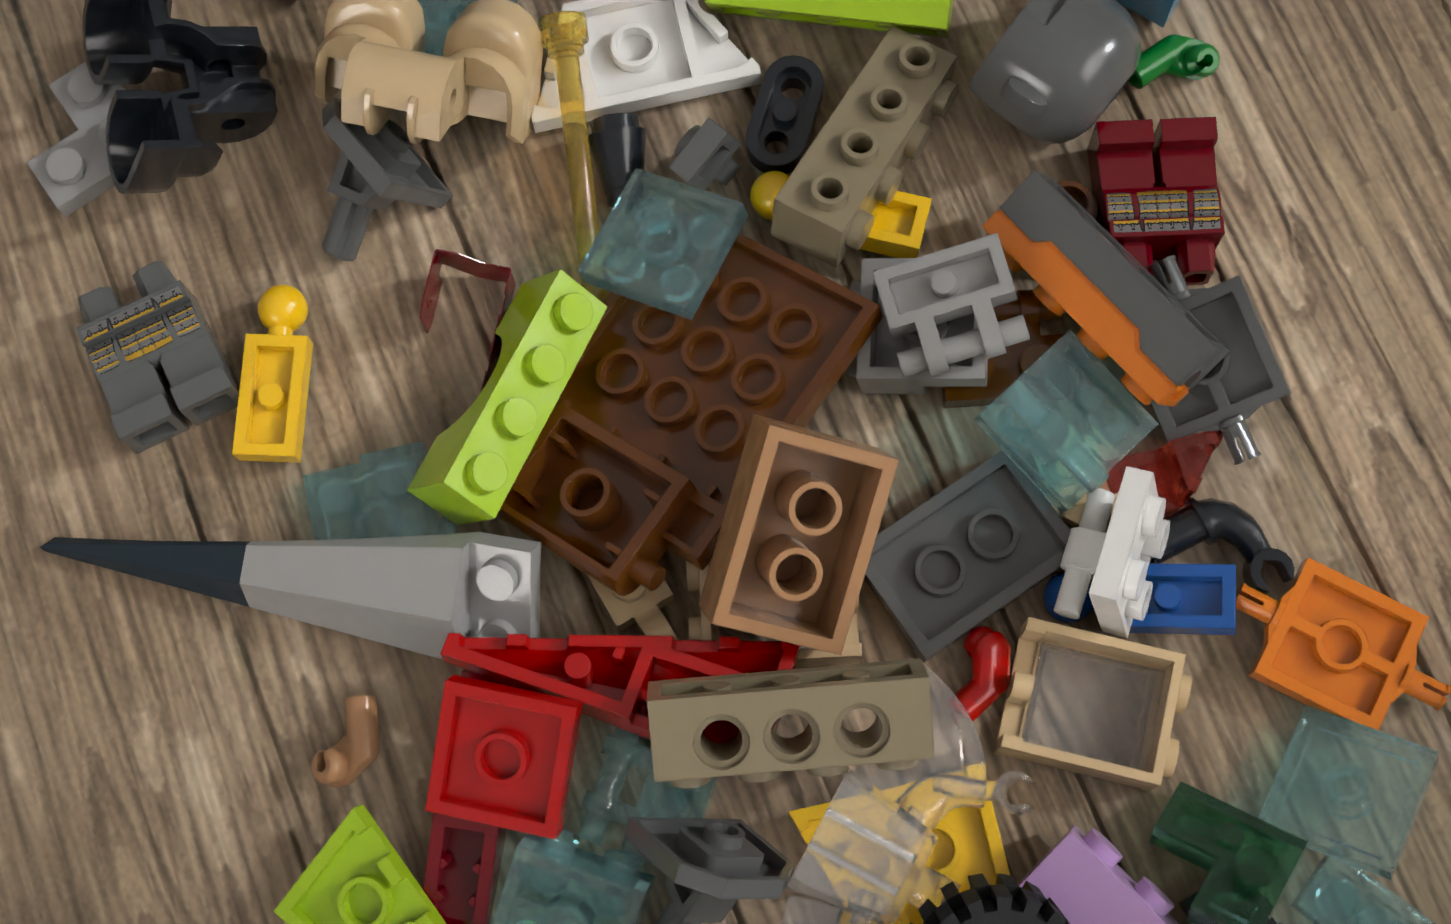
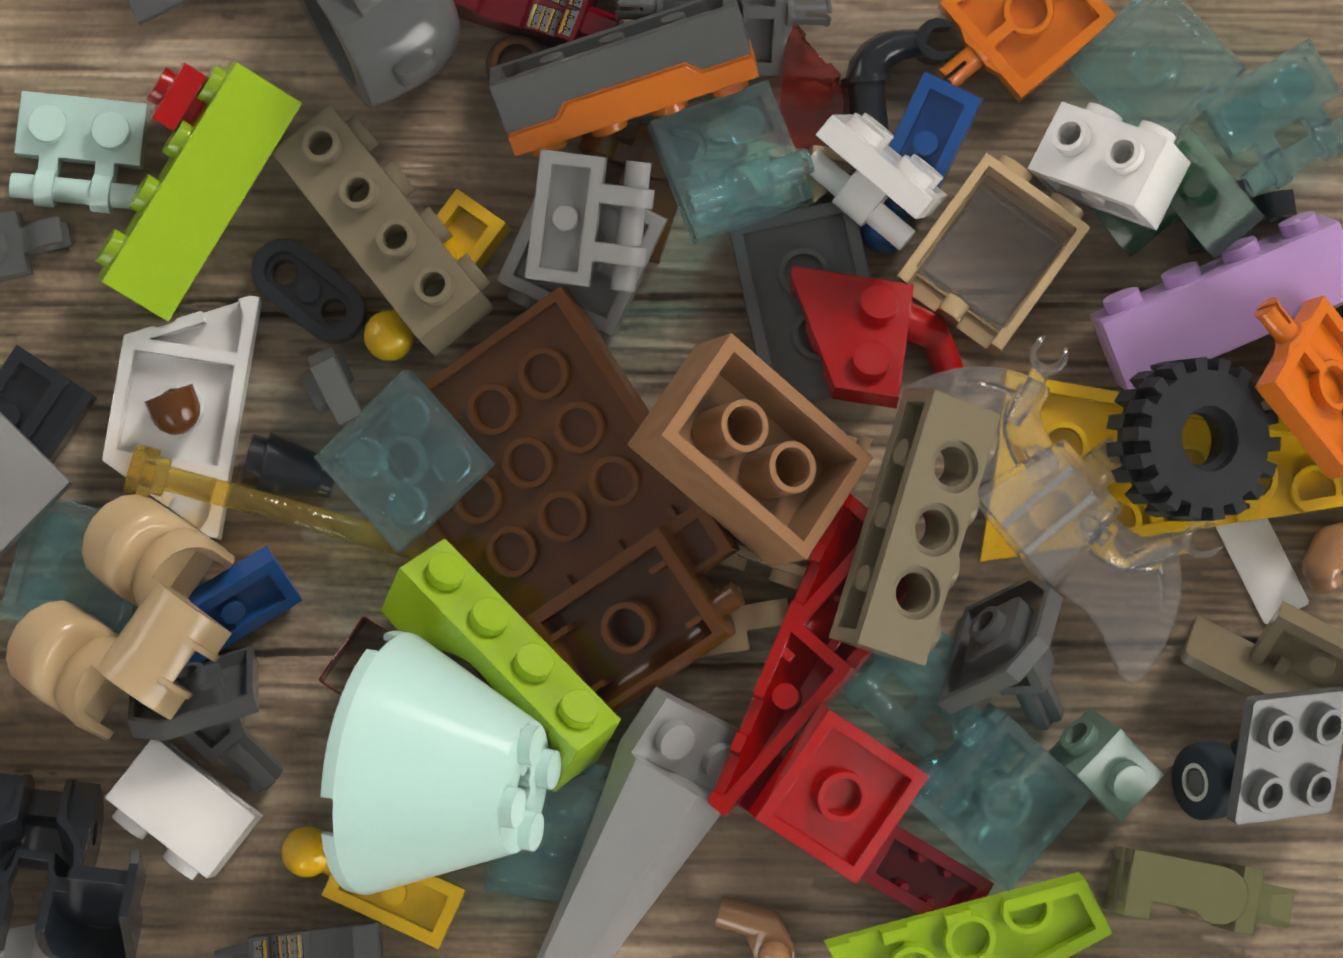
camera: 70 degrees left, 10 degrees up
(279, 186) = (182, 809): none -> white brick
(374, 346) = (428, 770): none -> light aqua cone
(483, 164) = (246, 596): none -> blue plate
(629, 38) = (175, 410): none -> reddish brown hinge
(957, 599) = (857, 331): none -> red wing
(1232, 781) = (1110, 163): none -> white brick

